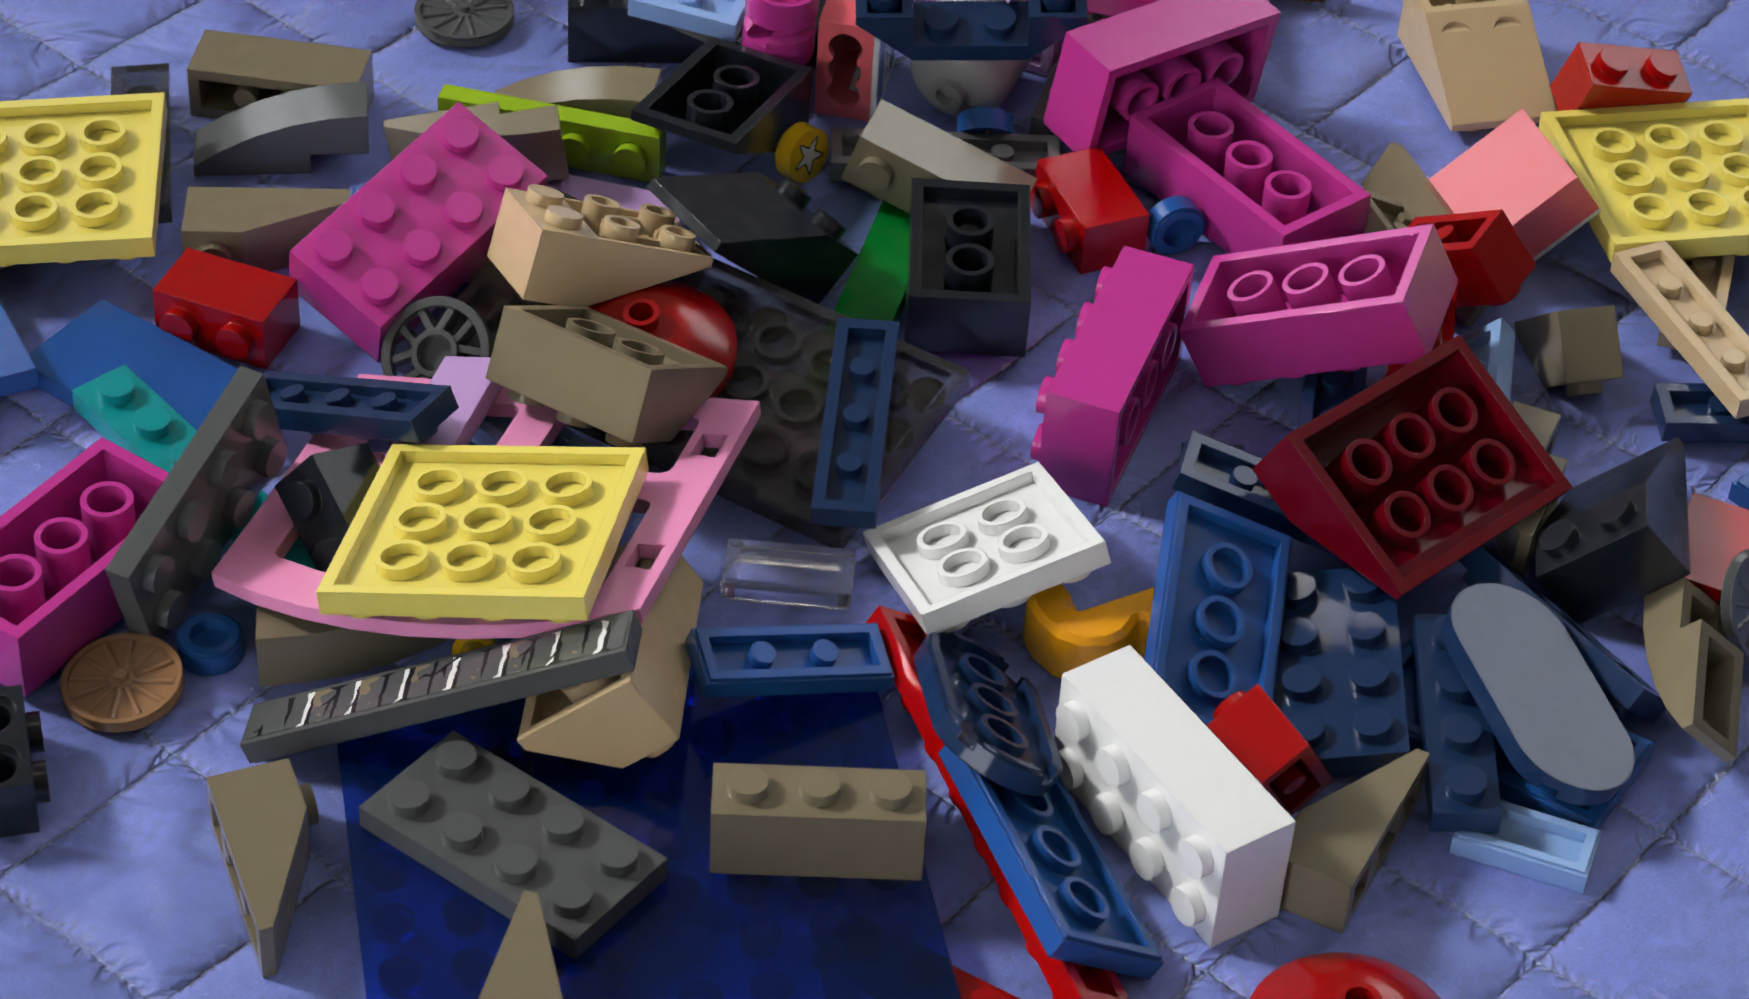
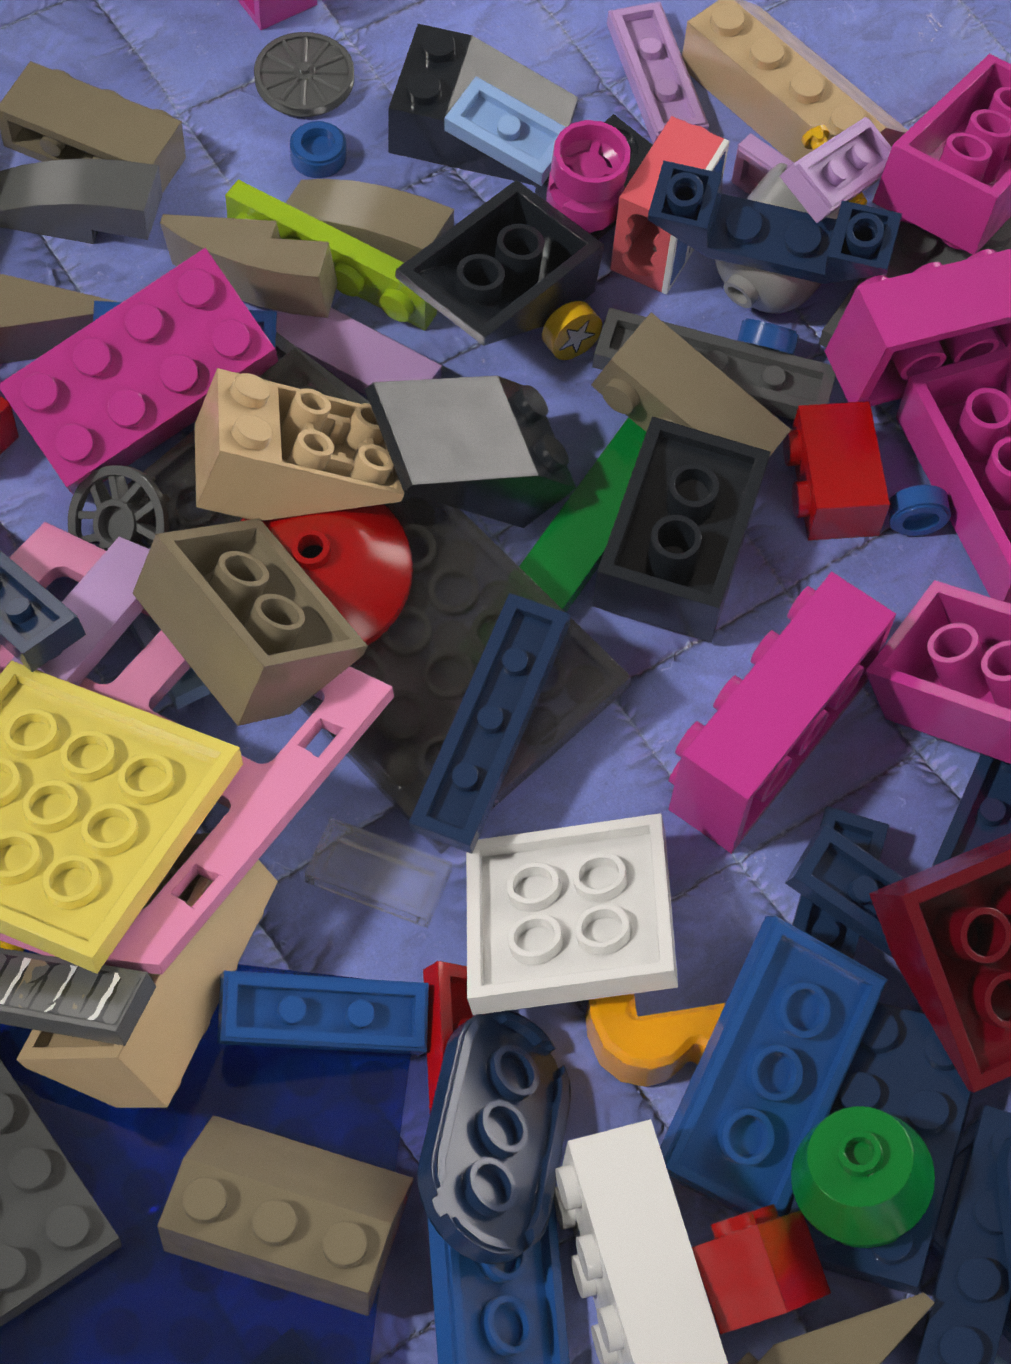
camera: 15 degrees right, 20 degrees up
(500, 65) = (318, 149): none -> blue tile
(1329, 667) = (863, 1177): none -> green cone

